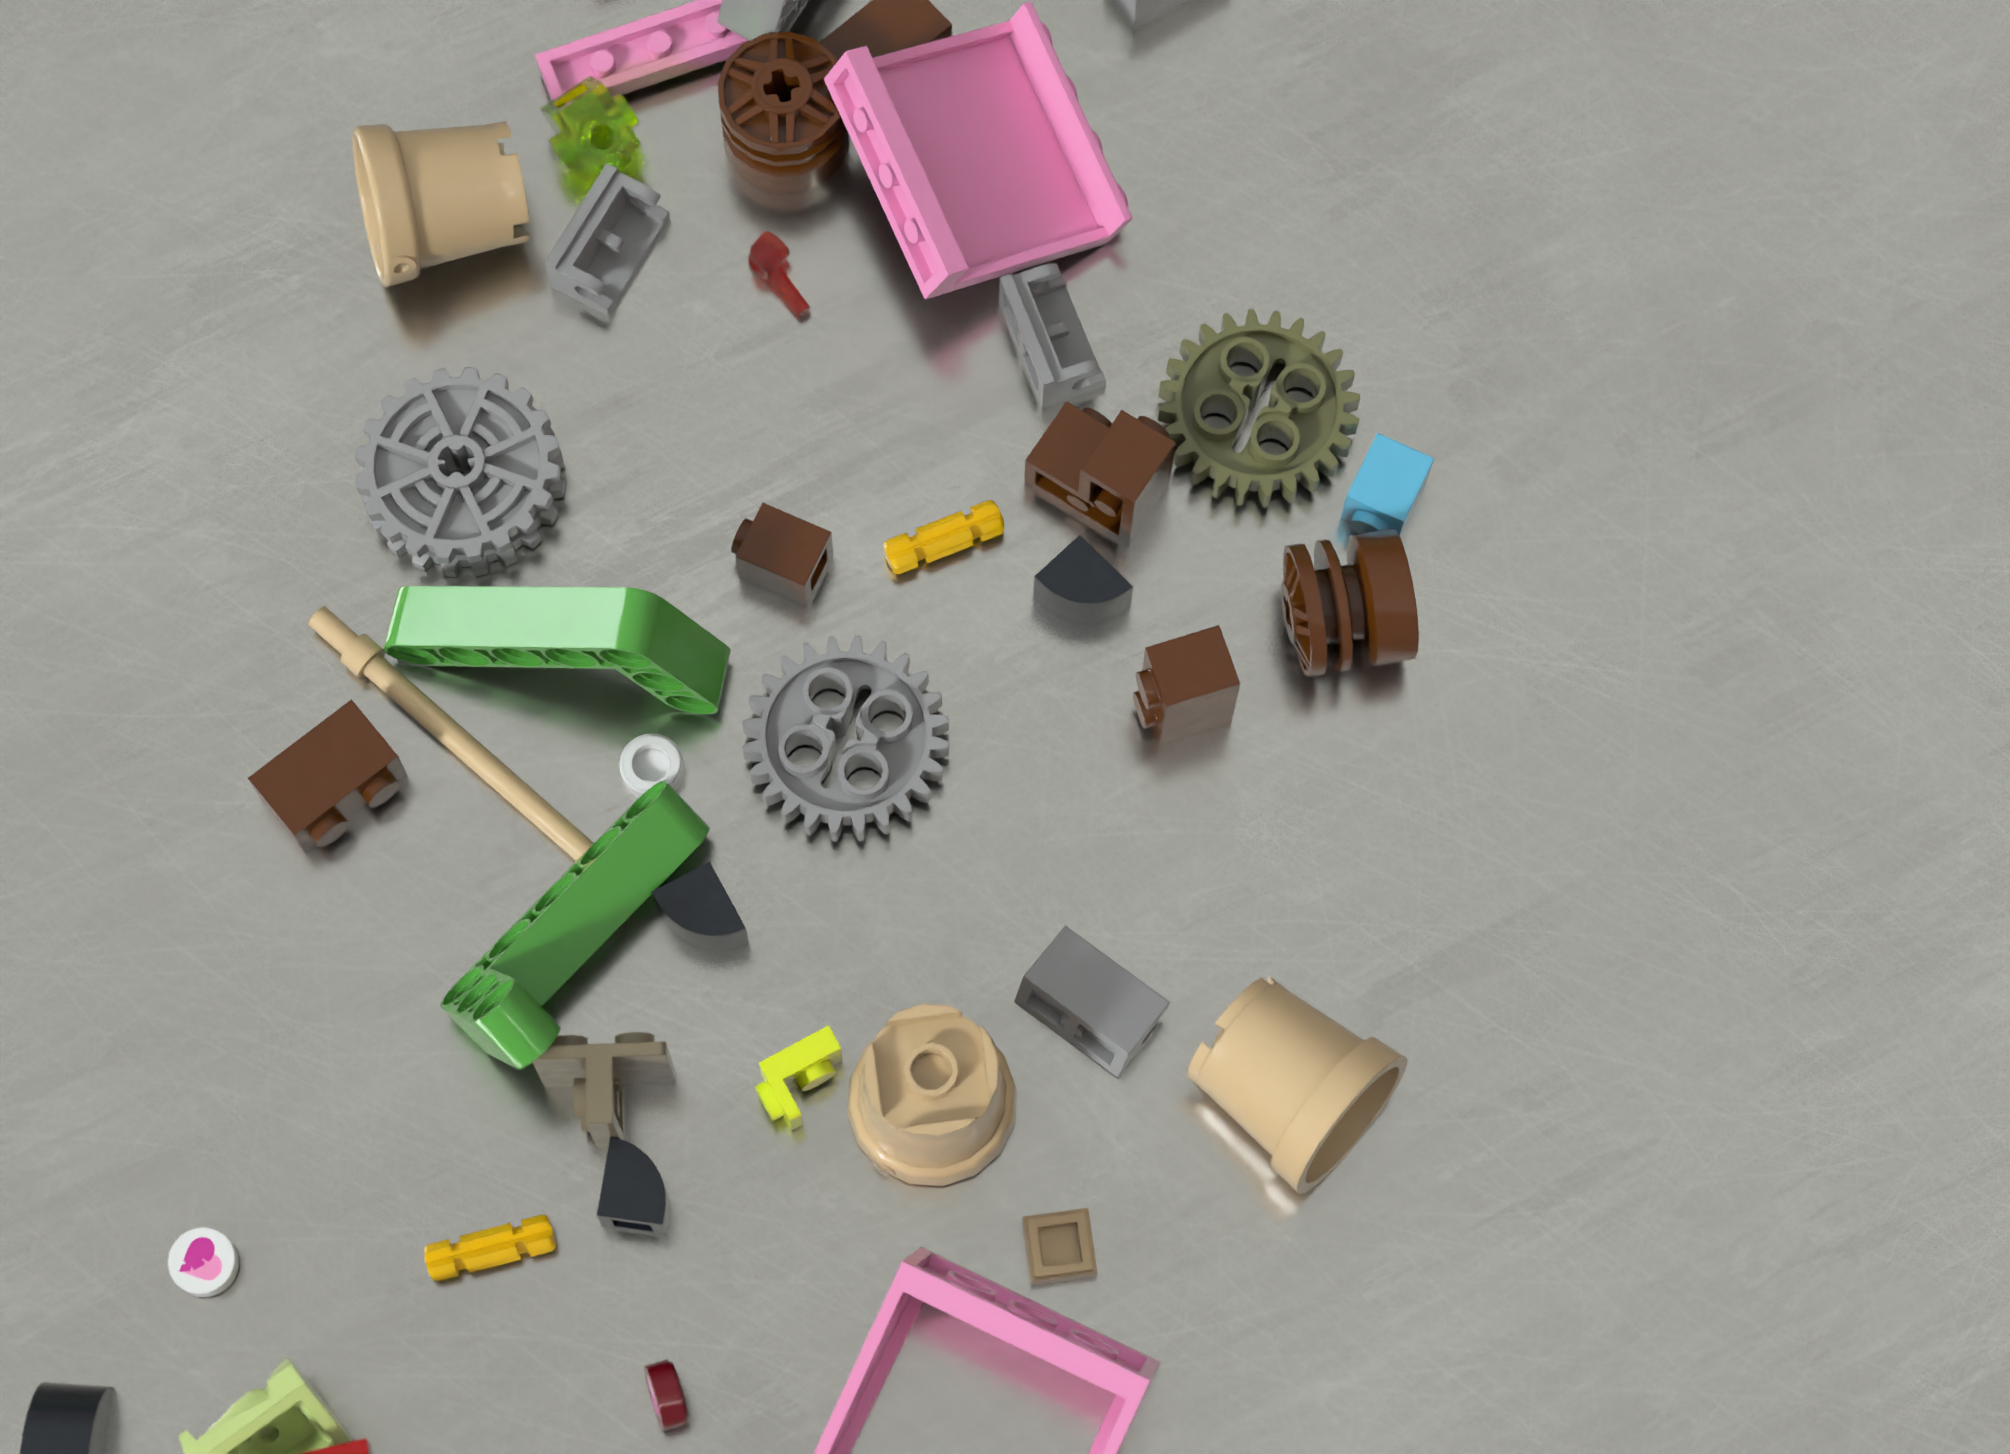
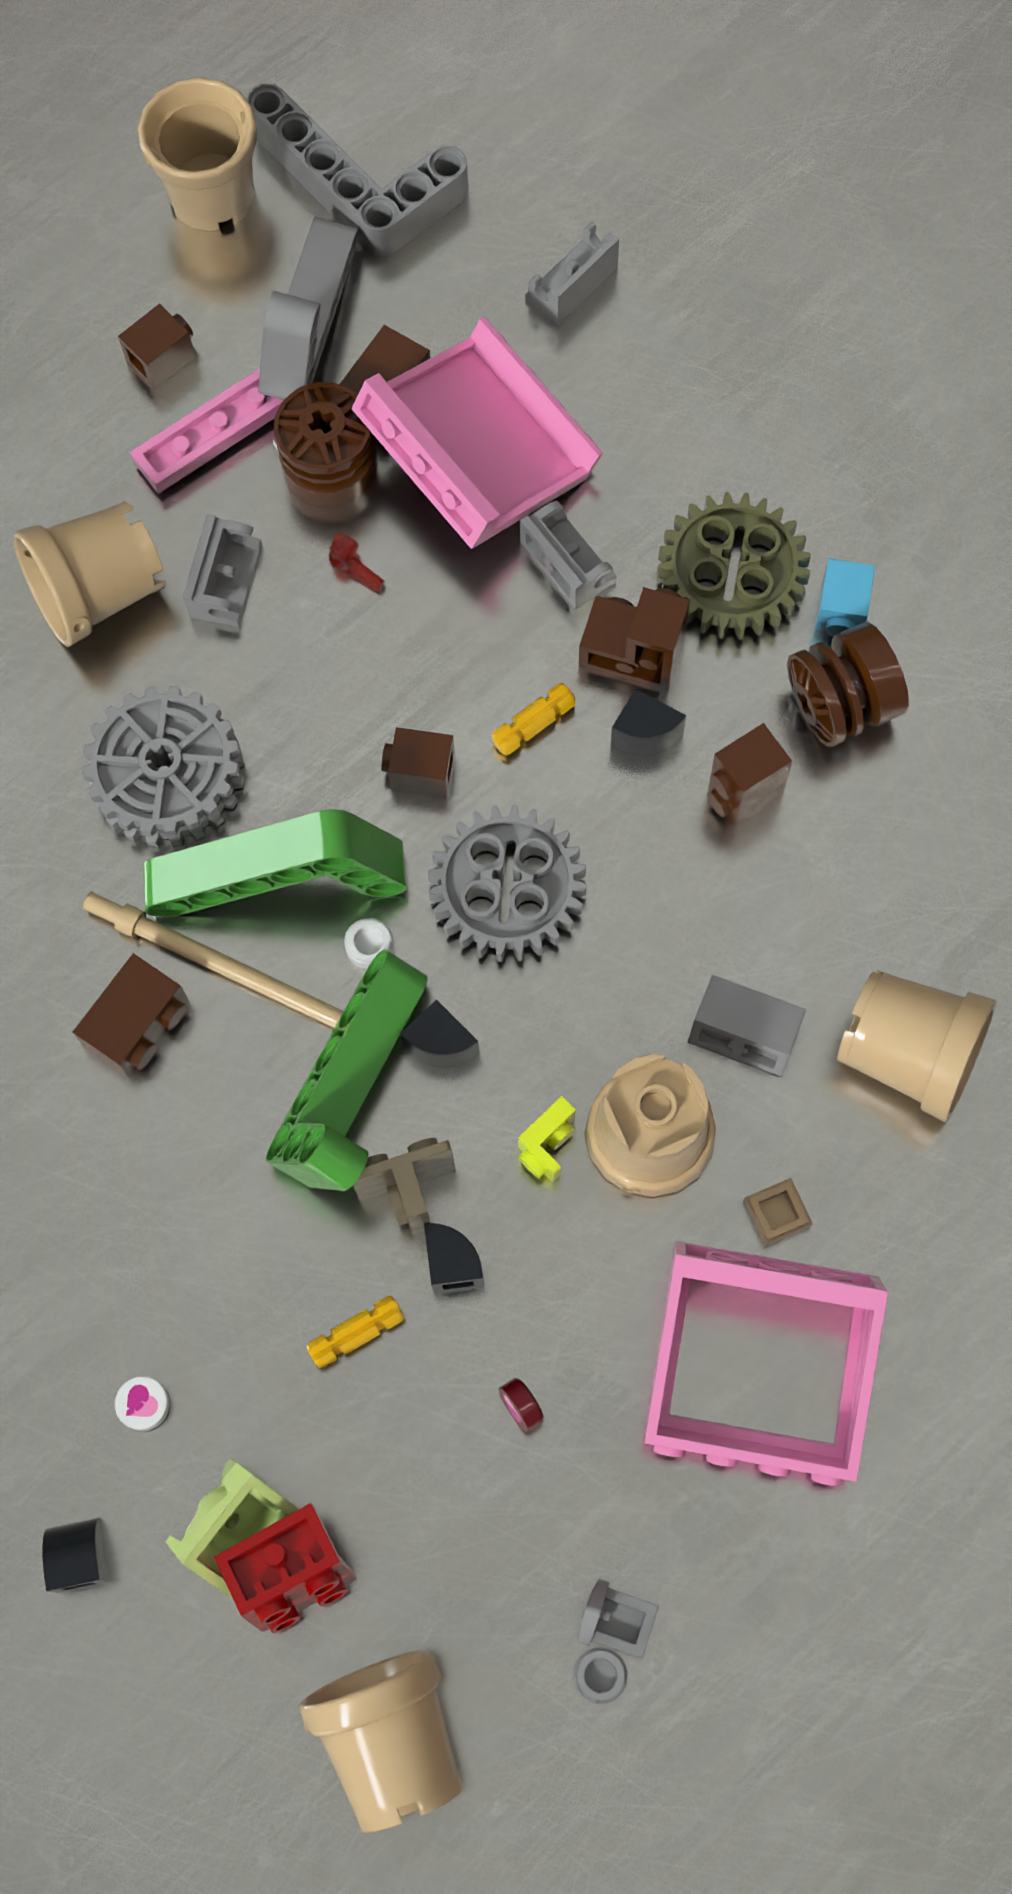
camera: 10 degrees left, 0 degrees up
(578, 114) = (187, 492): clear neon green brick -> none

